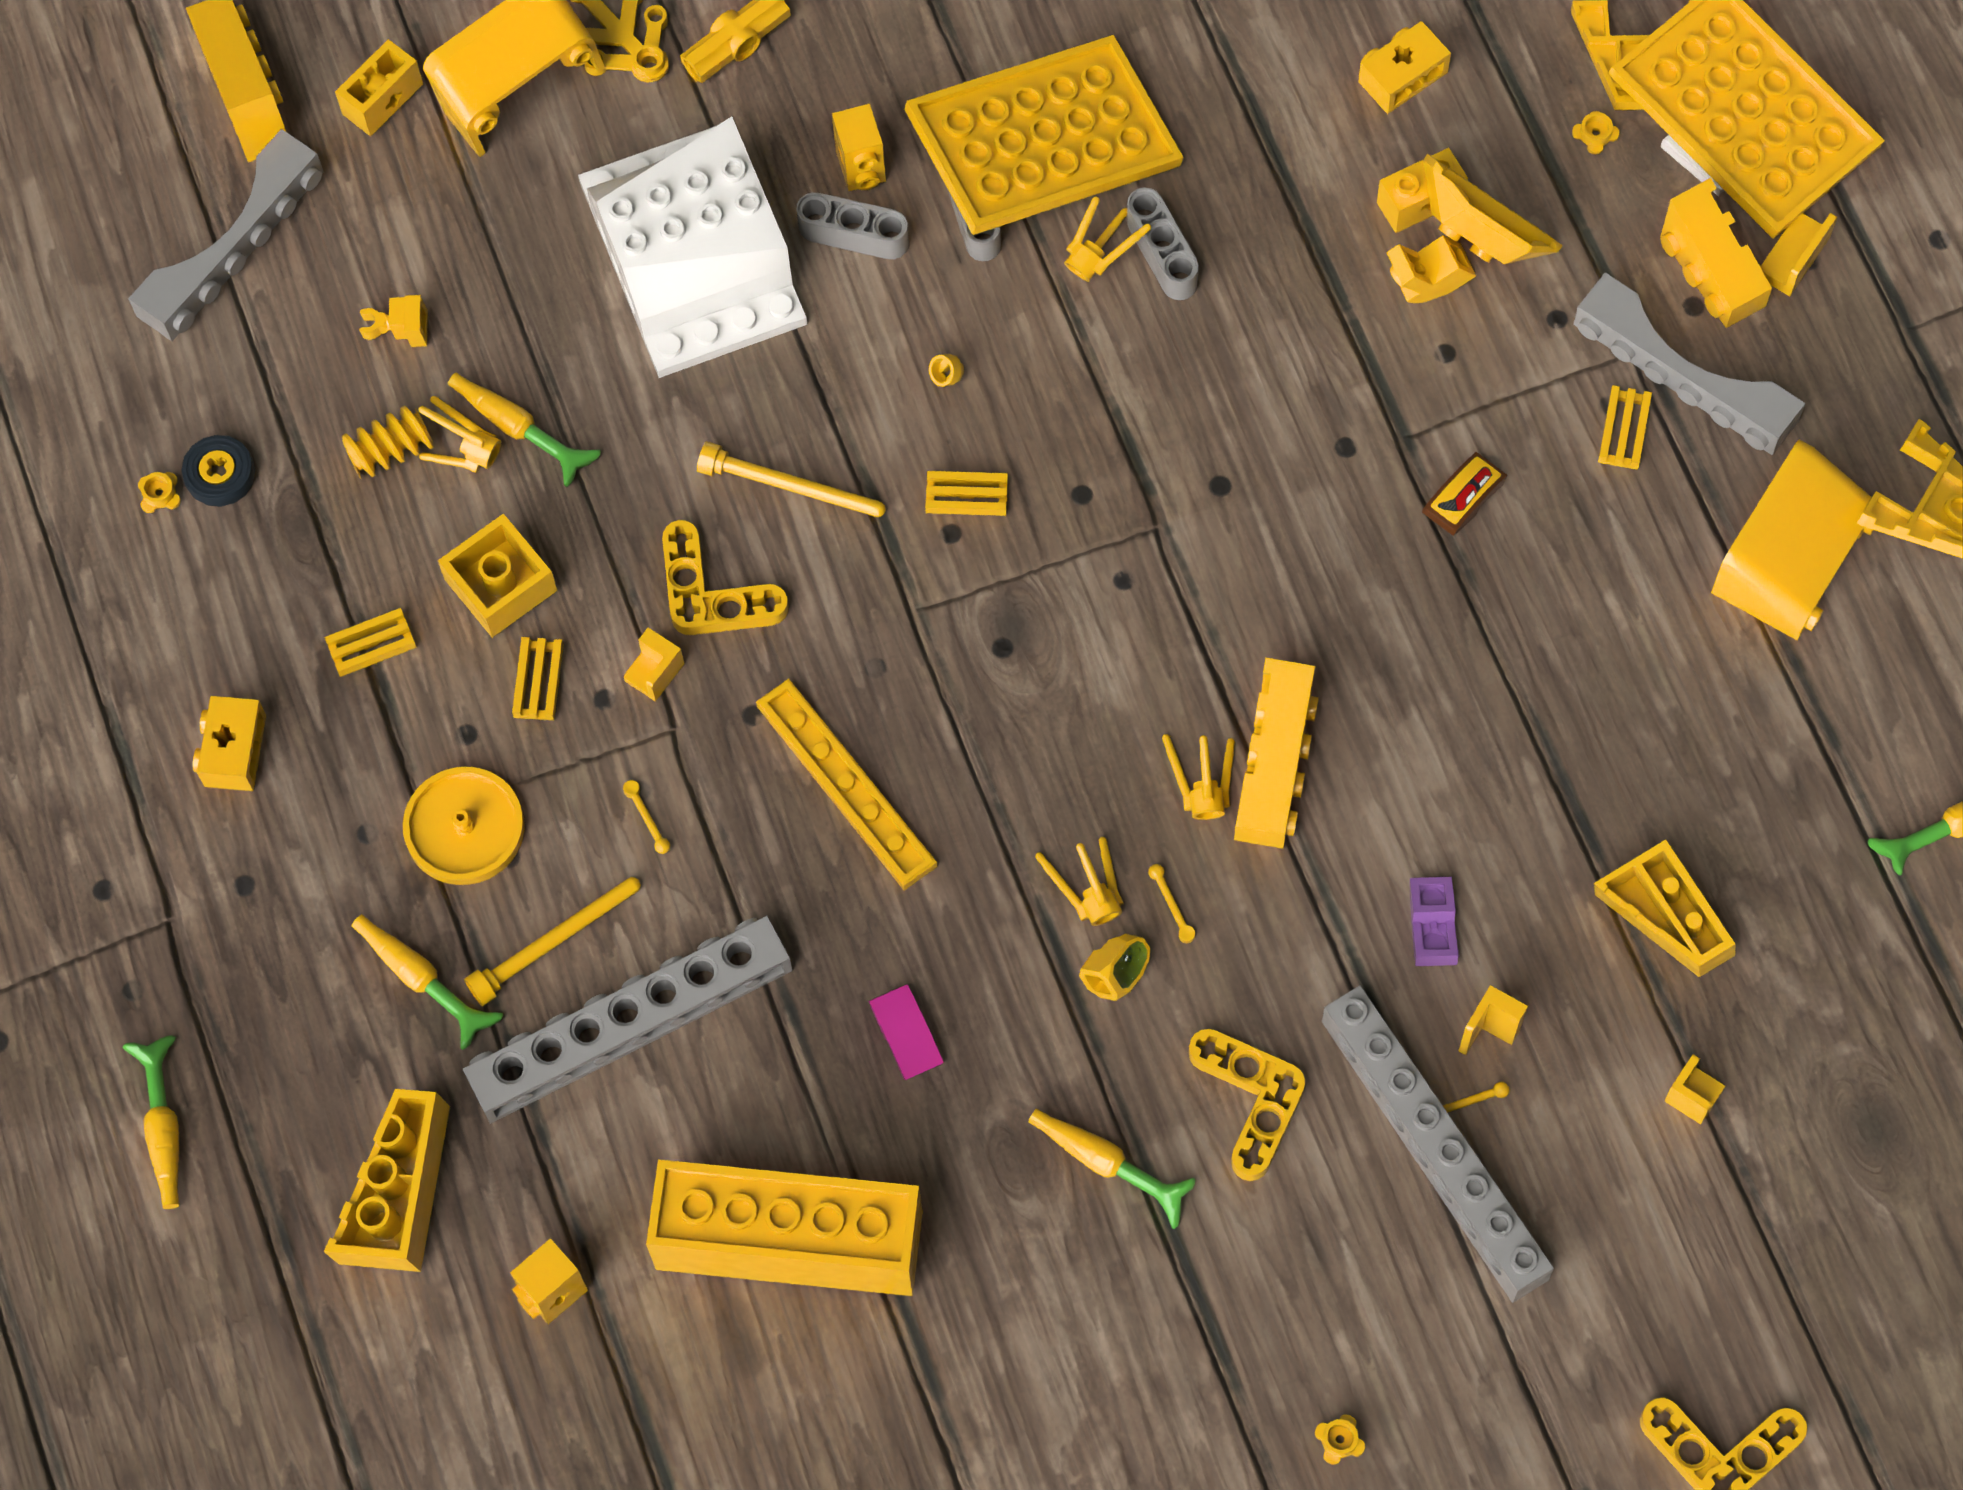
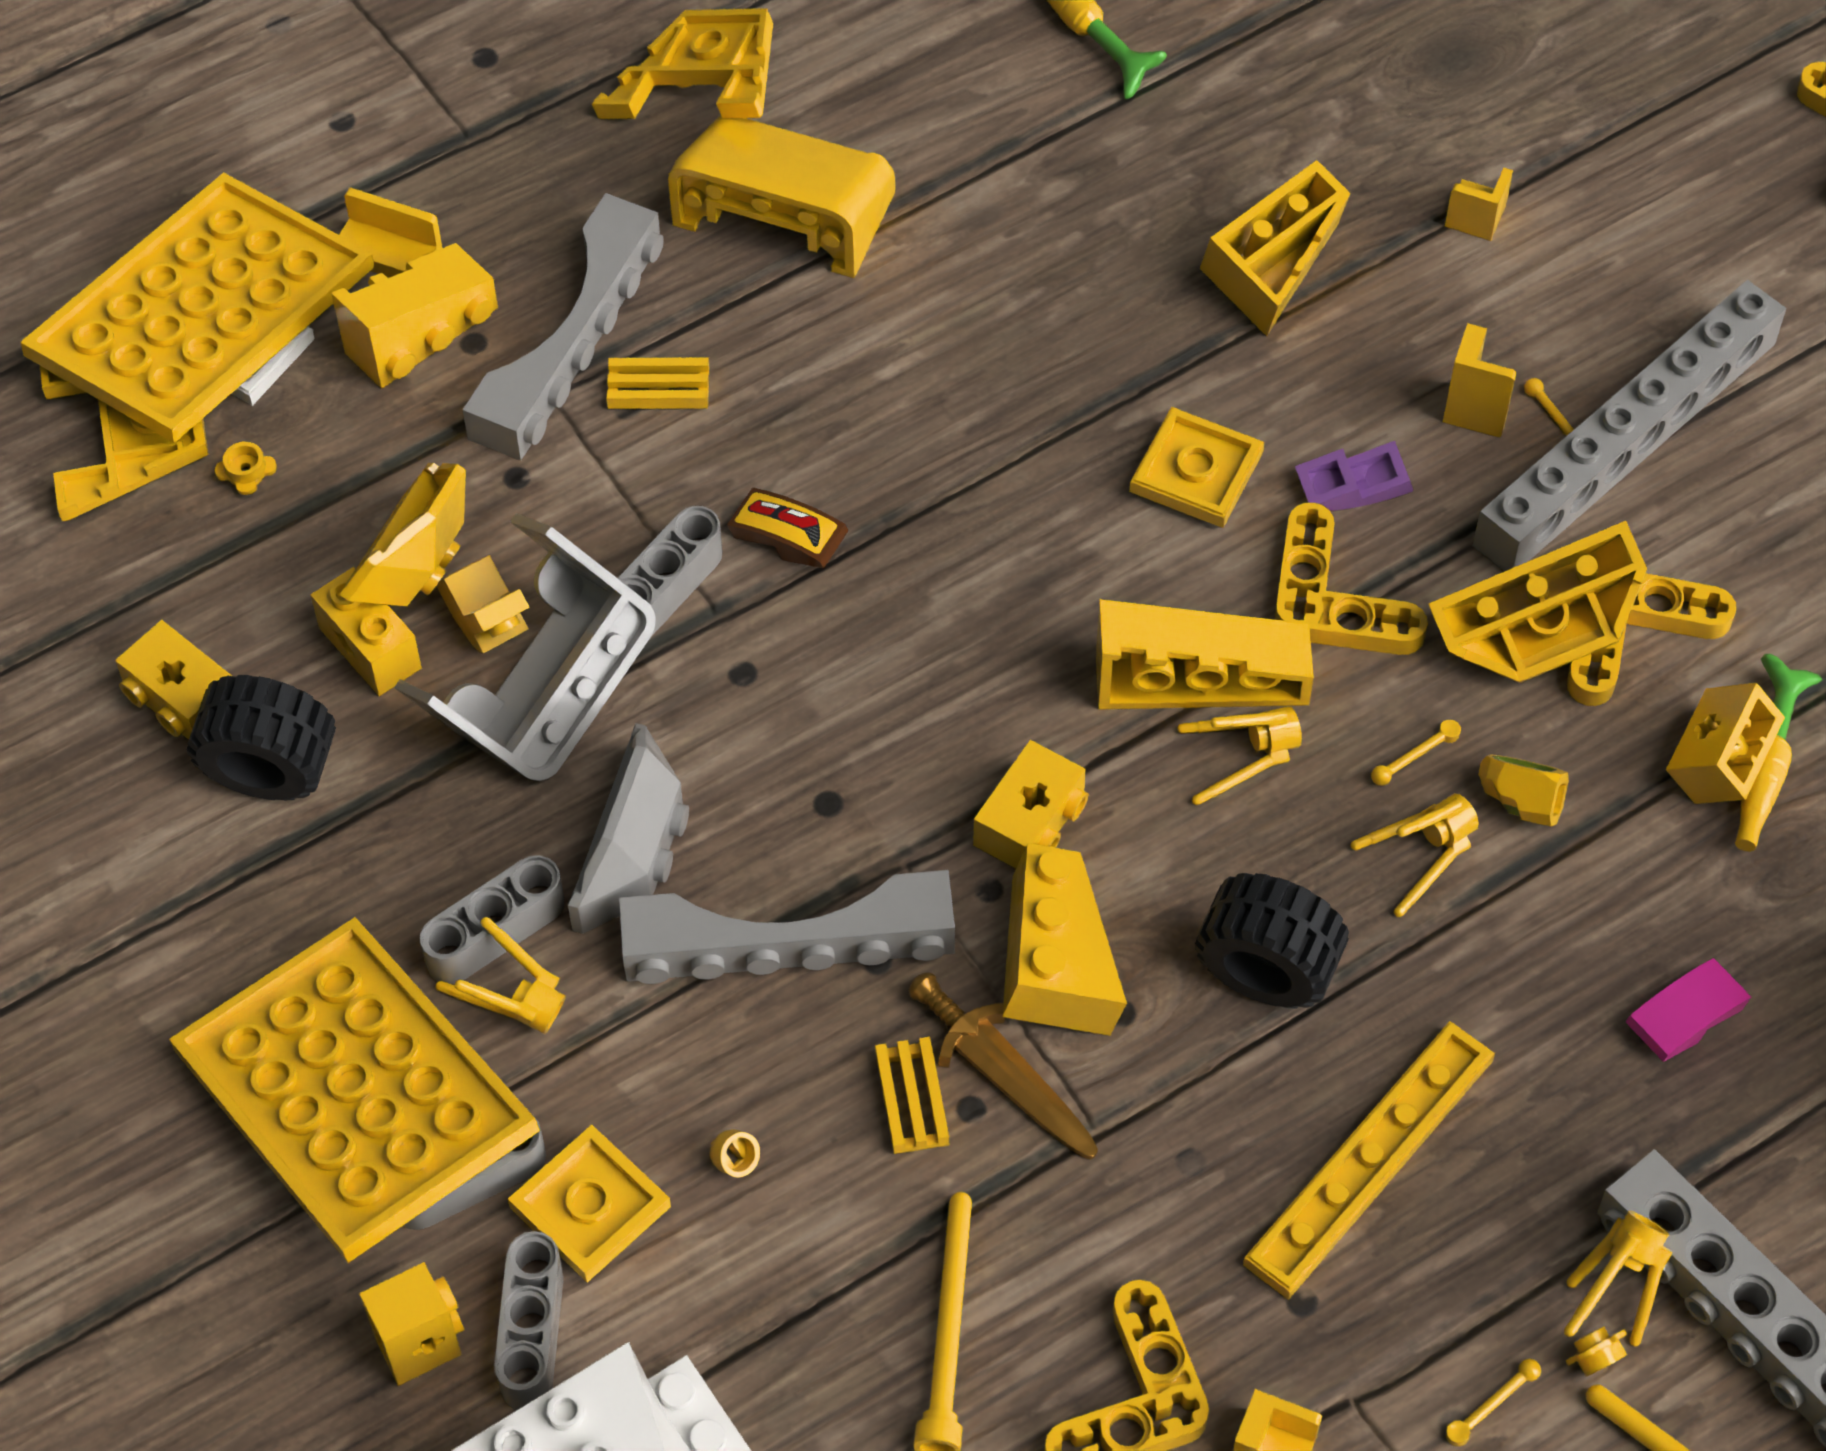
camera: 105 degrees left, 10 degrees down
(659, 888) = (1598, 1350): none -> yellow plate
(717, 918) = (1633, 1244): none -> yellow plant
(931, 275) = (589, 1202): none -> yellow plate
(977, 555) = (1001, 1063): none -> pearl gold sword
(1011, 735) = (1272, 940): none -> black tyre
(1053, 599) = (1058, 947): none -> yellow wedge
(1104, 505) = (677, 939): none -> light grey arch
(1116, 1119) = (1725, 743): none -> yellow brick
(1169, 592) = (1030, 804): none -> yellow brick
(1215, 342) = (632, 835): none -> light grey wedge
(1263, 1008) = (1546, 607): none -> yellow wedge
(1316, 866) = (1325, 606): none -> yellow beam
(1329, 102) = (261, 737): none -> black tyre
(1329, 297) = (564, 671): none -> light grey windscreen
(1433, 382) = (677, 554): none -> light grey beam
(1464, 802) = (1197, 467): none -> yellow plate

